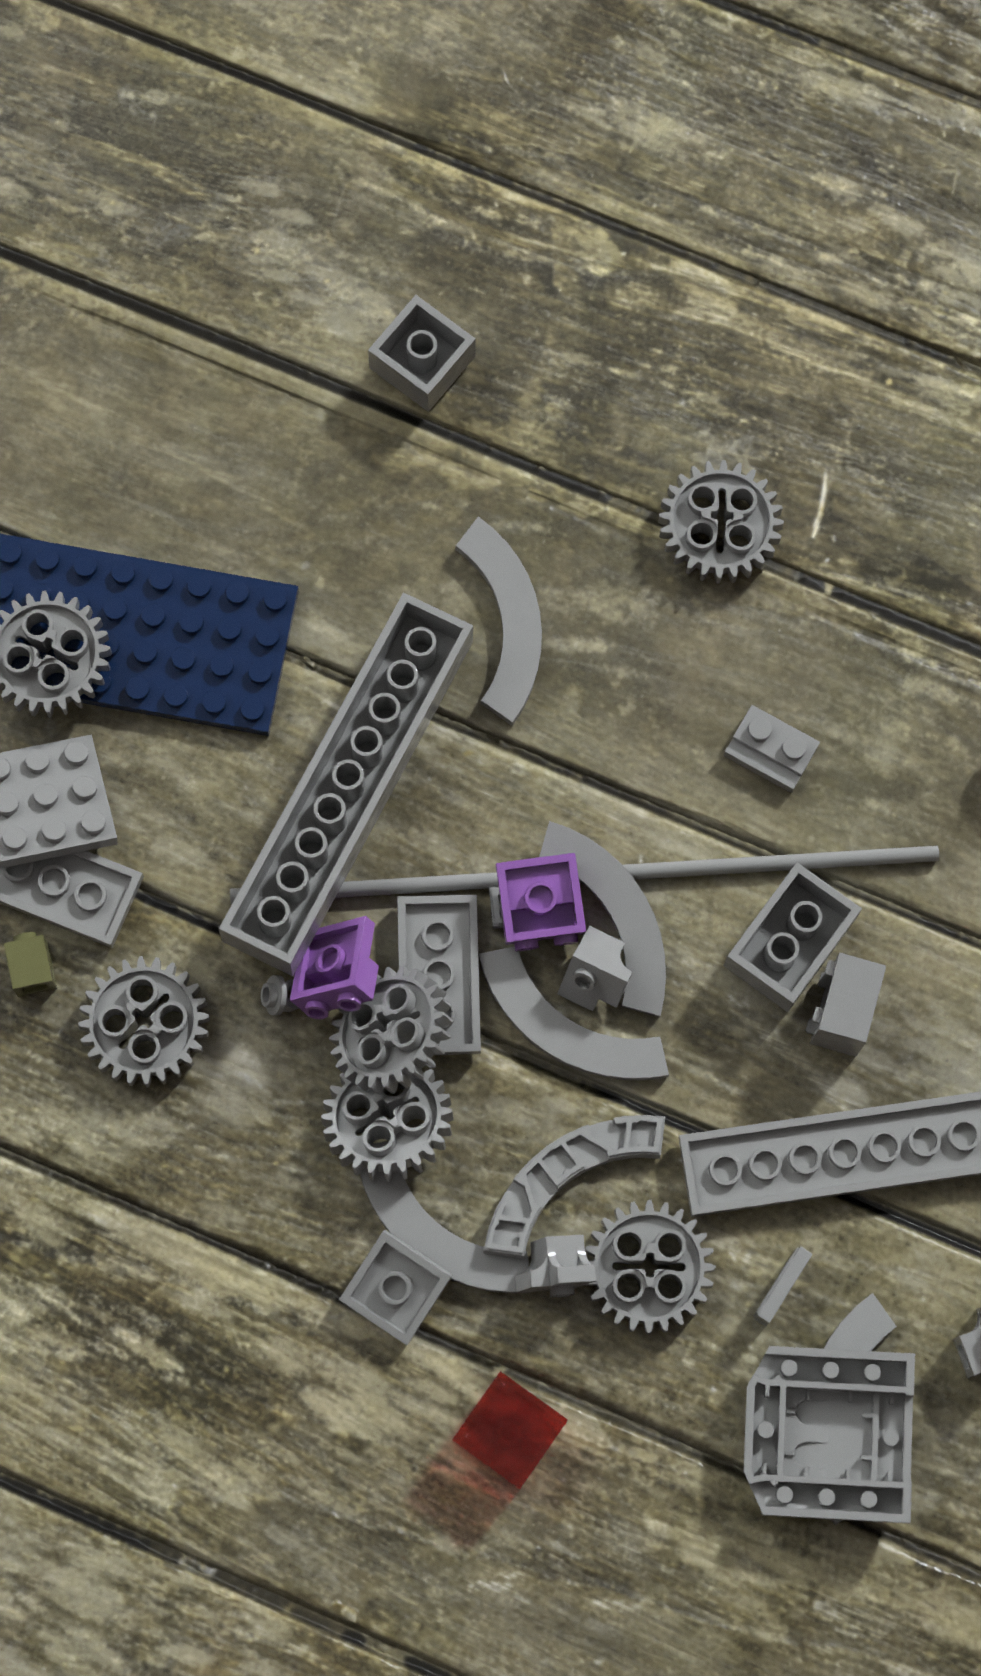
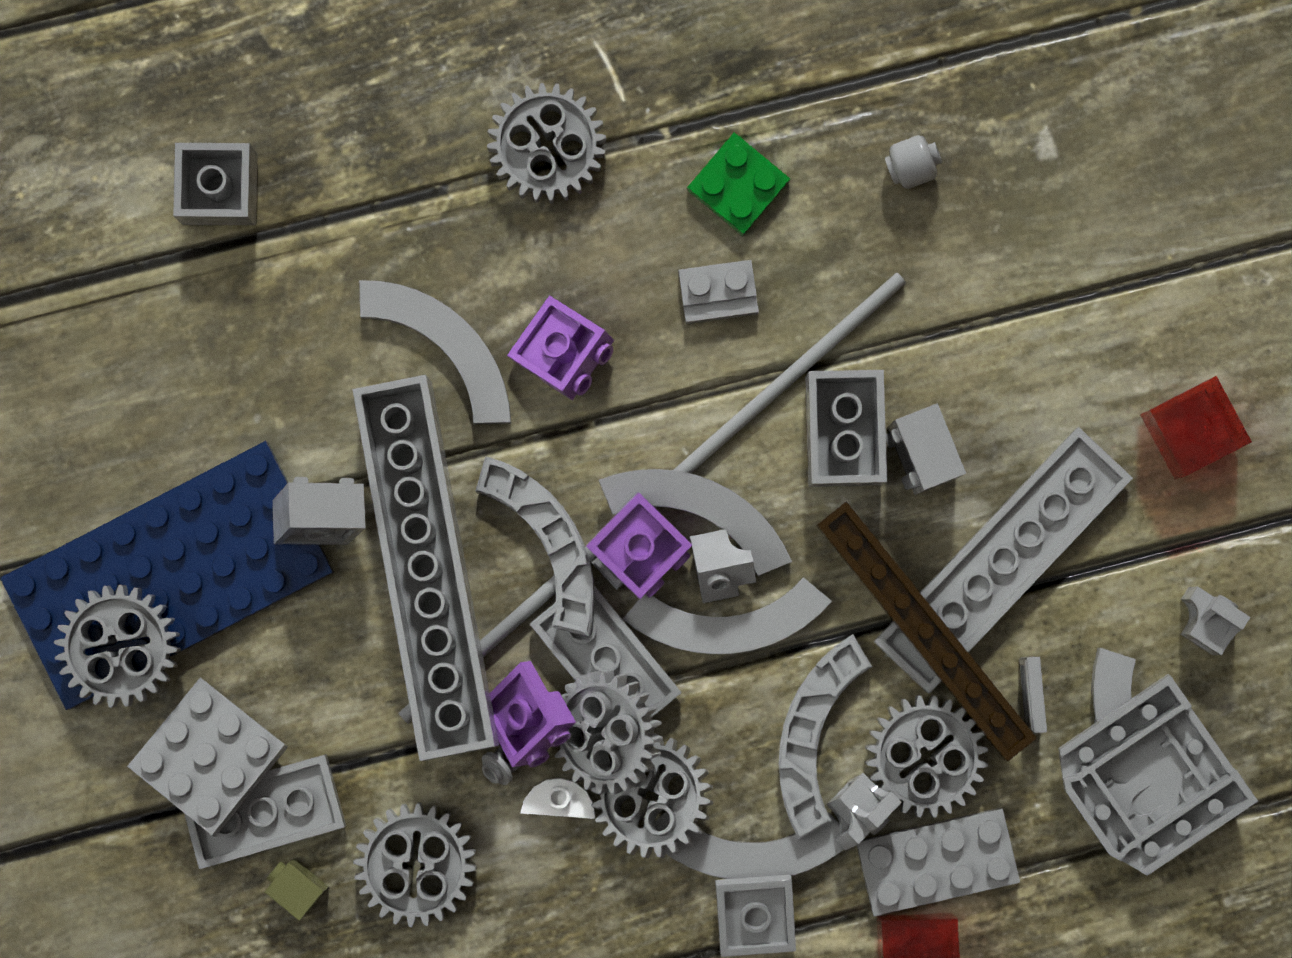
camera: 35 degrees left, 10 degrees up
(296, 670) = (318, 512): none -> light grey container
(305, 1061) = (558, 798): none -> white plate
(478, 844) = (558, 535): none -> light grey tile
(588, 1367) = (937, 861): none -> light grey plate
(603, 694) = (562, 348): none -> medium lavender plate
(730, 1158) = (926, 632): none -> dark brown plate
(857, 674) = (738, 184): none -> green plate

